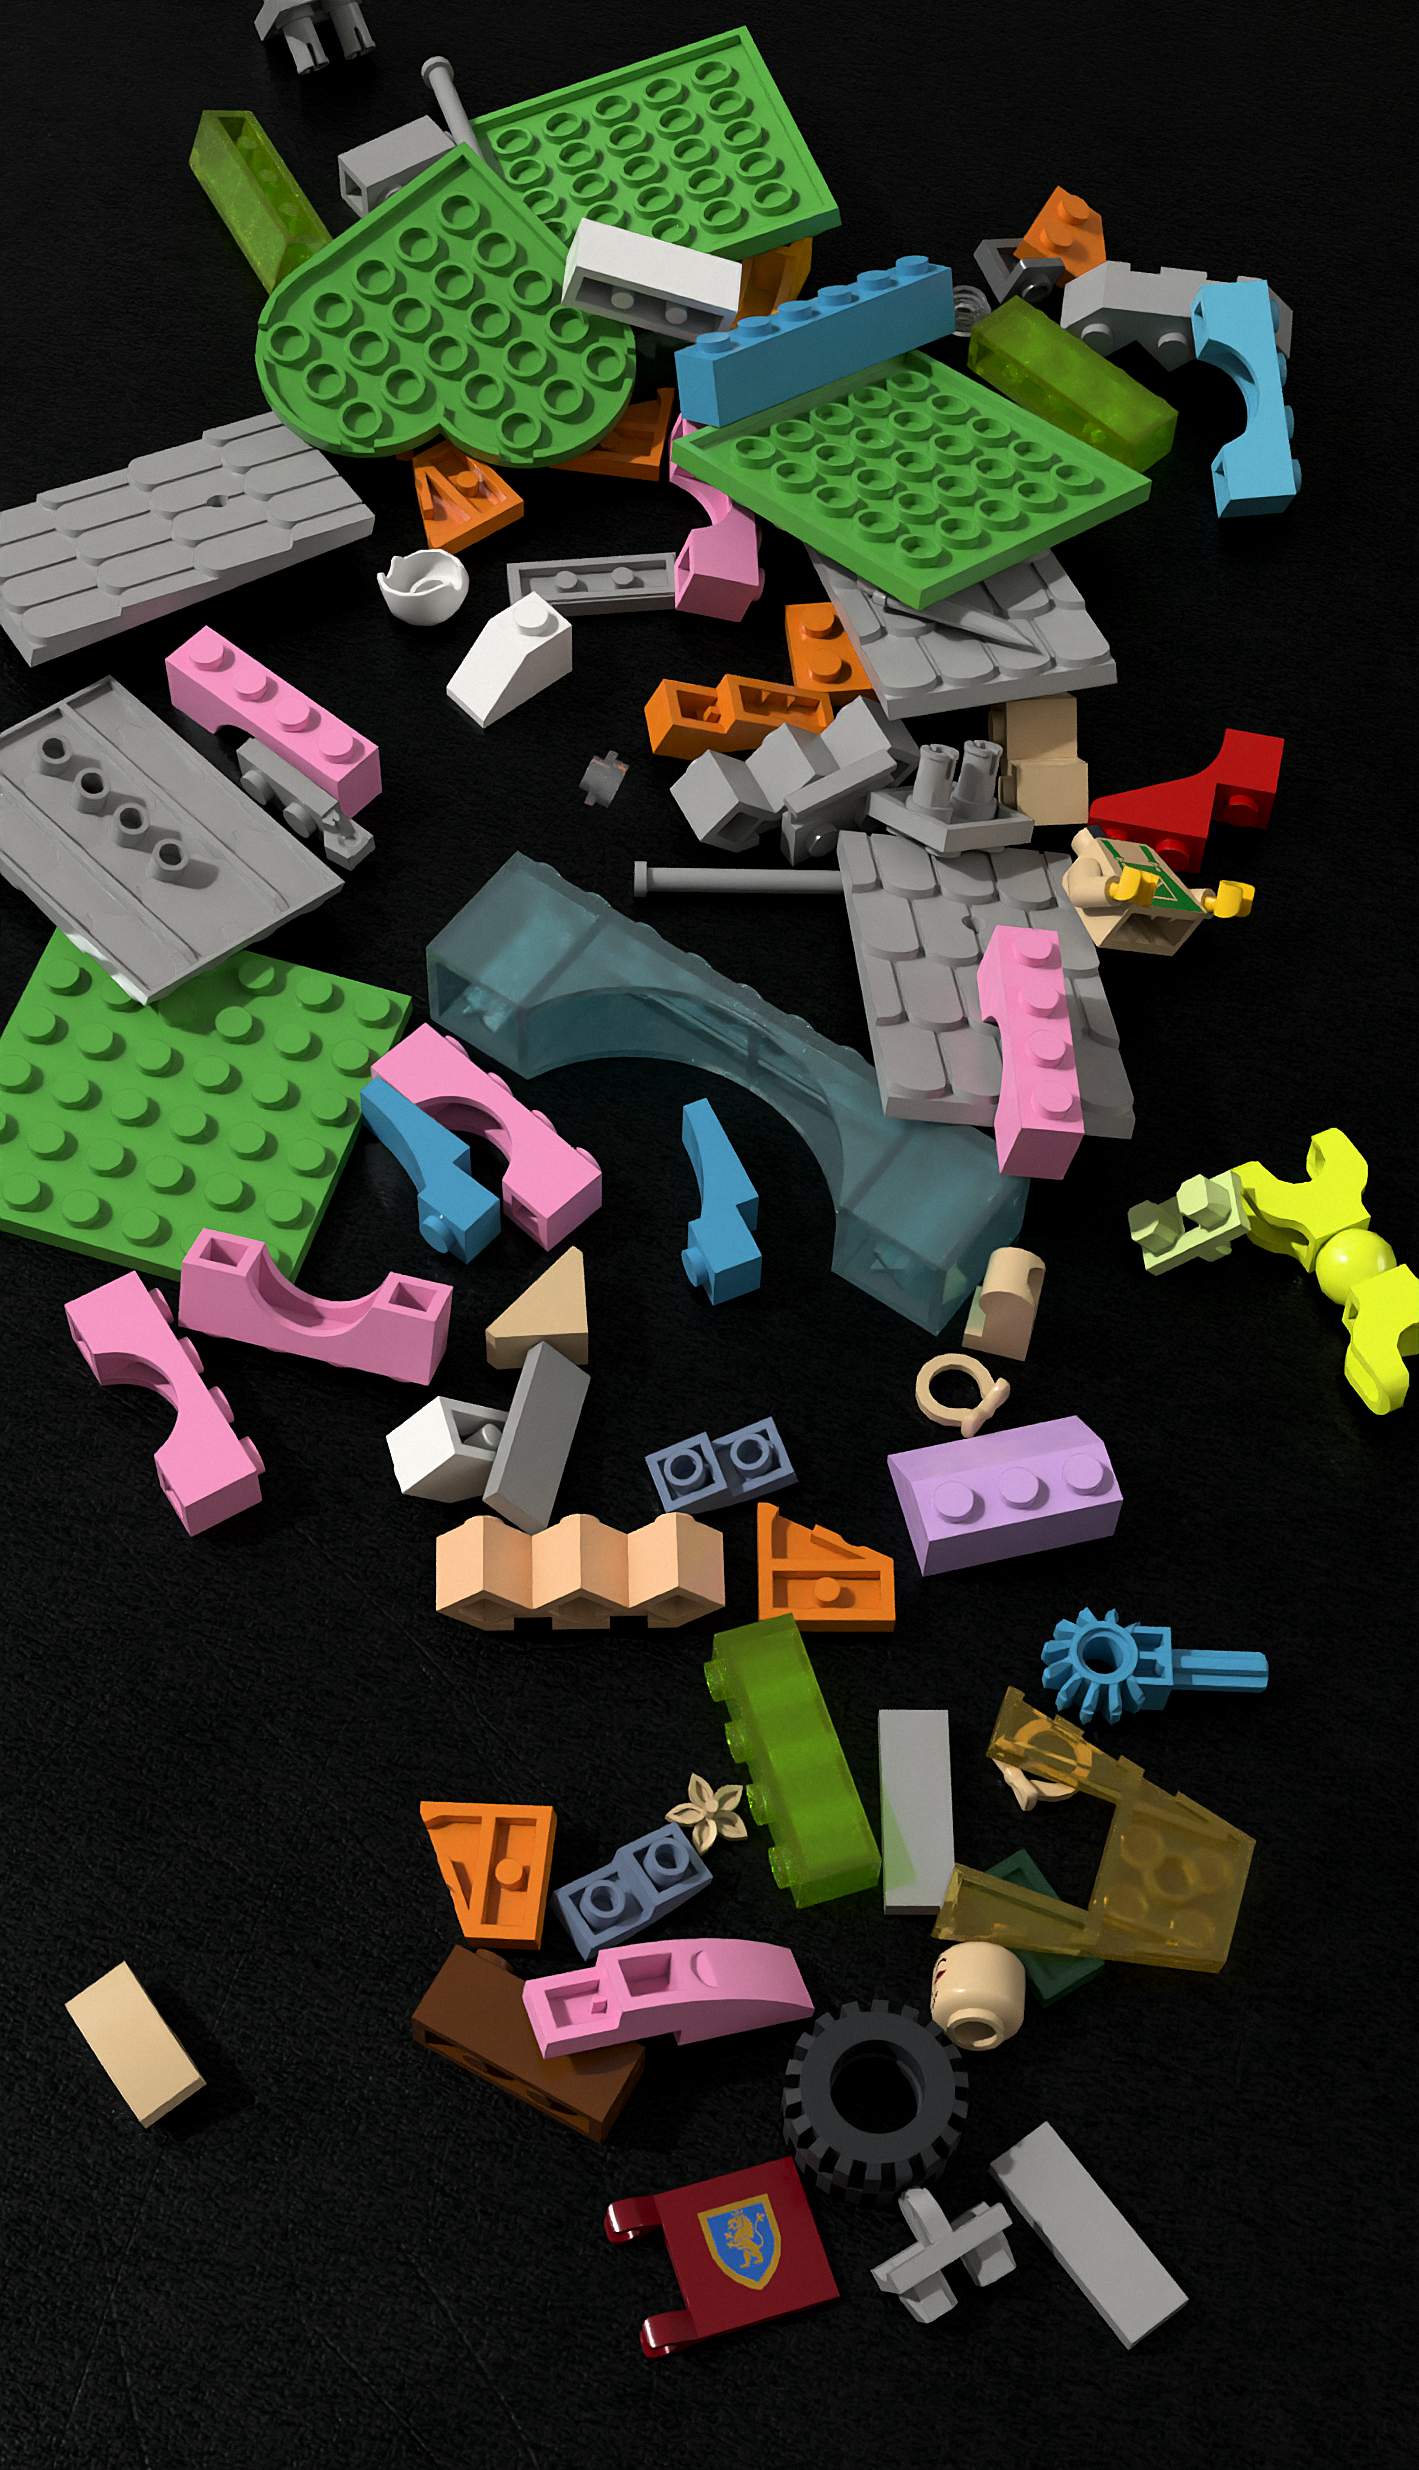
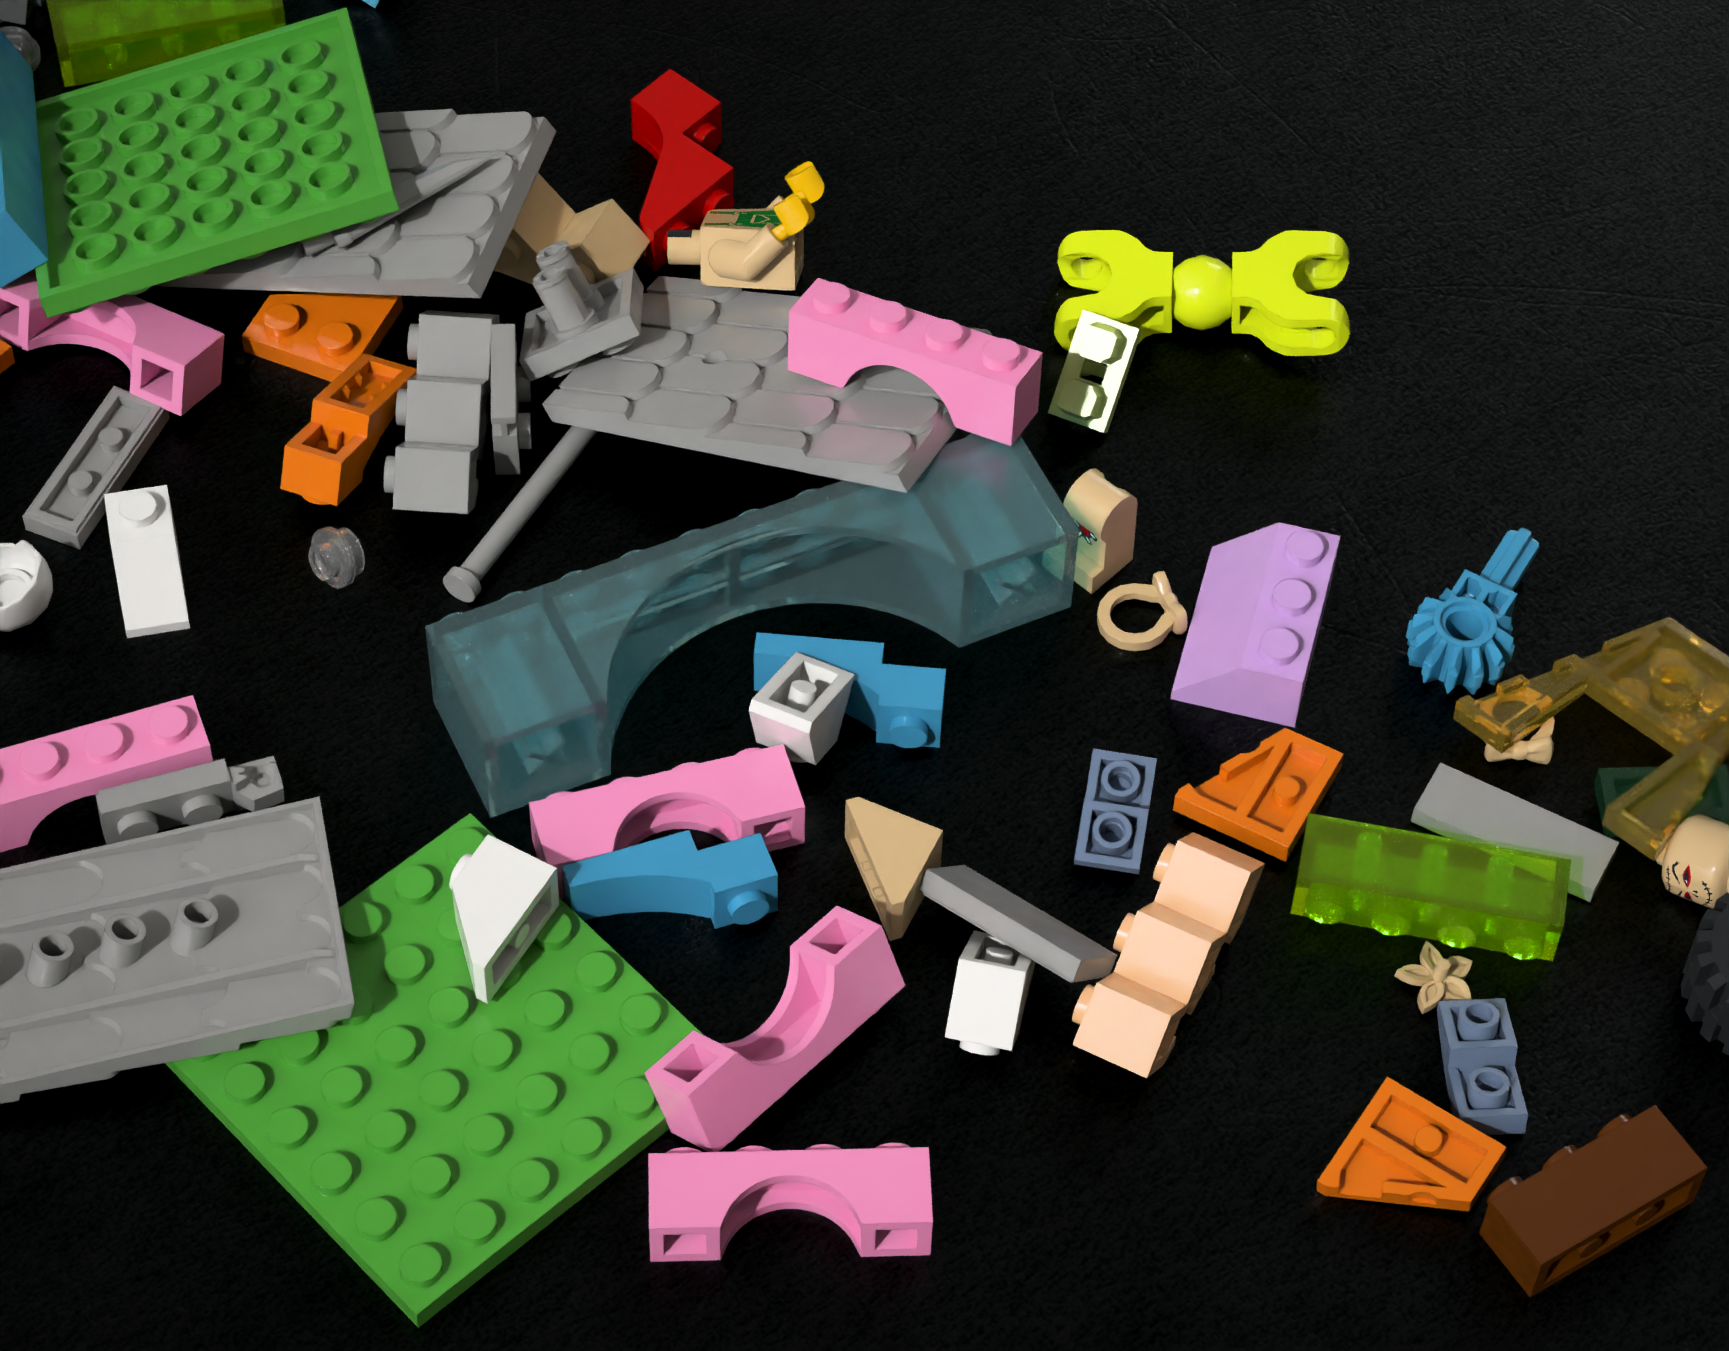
camera: 60 degrees left, 5 degrees down
(295, 1053) = (500, 909): none -> white slope
(643, 1166) = (802, 708): none -> white slope
(665, 1987) = (1618, 1073): bright pink slope -> none

